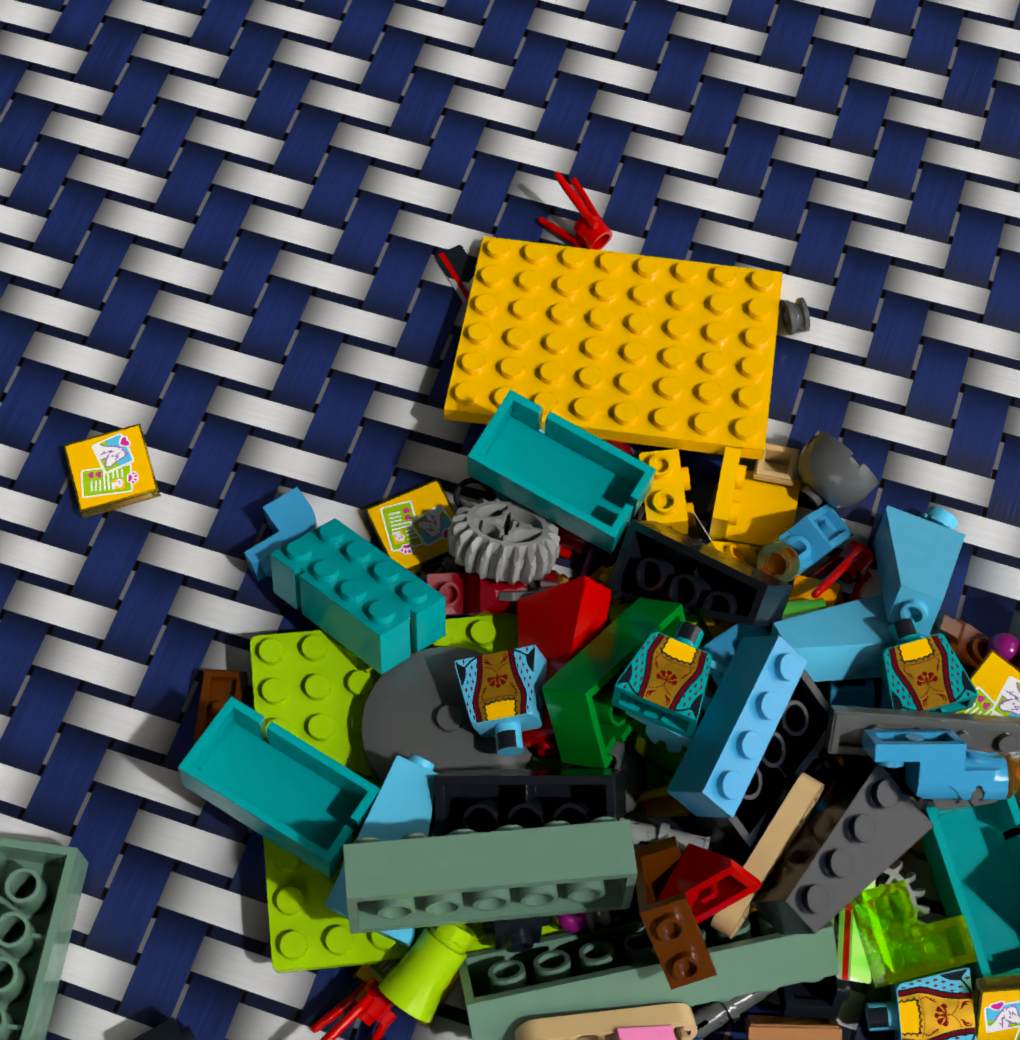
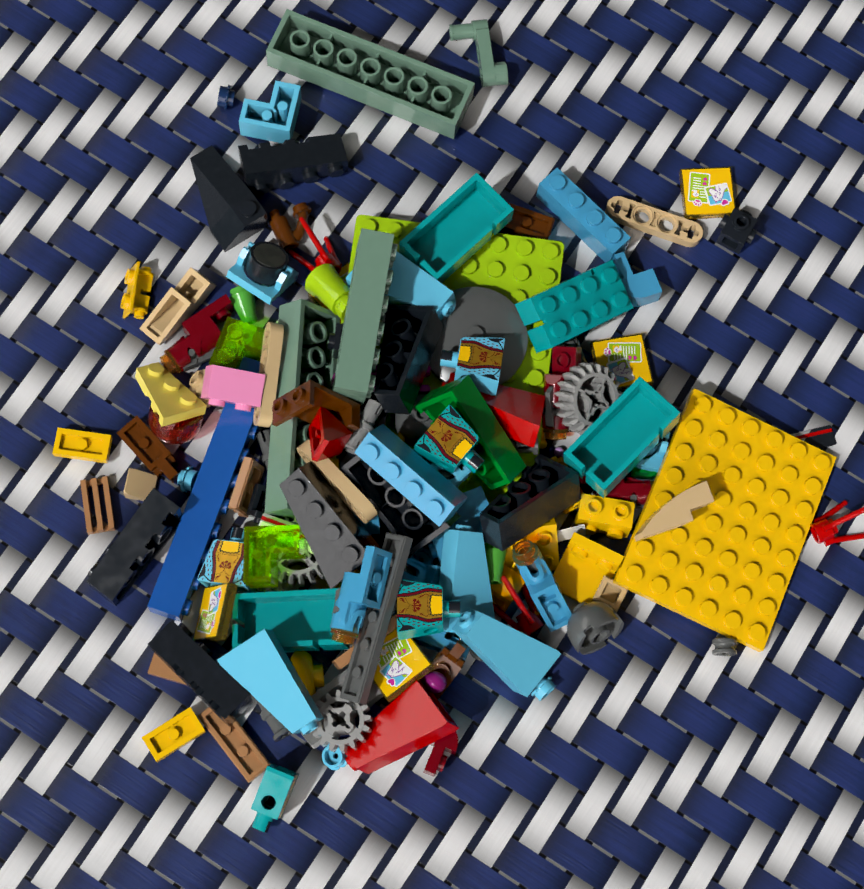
camera: 95 degrees right, 10 degrees up
(170, 412) = (737, 230): none -> black brick
(180, 533) = (652, 225): none -> tan beam
(192, 629) = (582, 215): none -> dark azure brick
(646, 388) = (676, 511): none -> tan slope

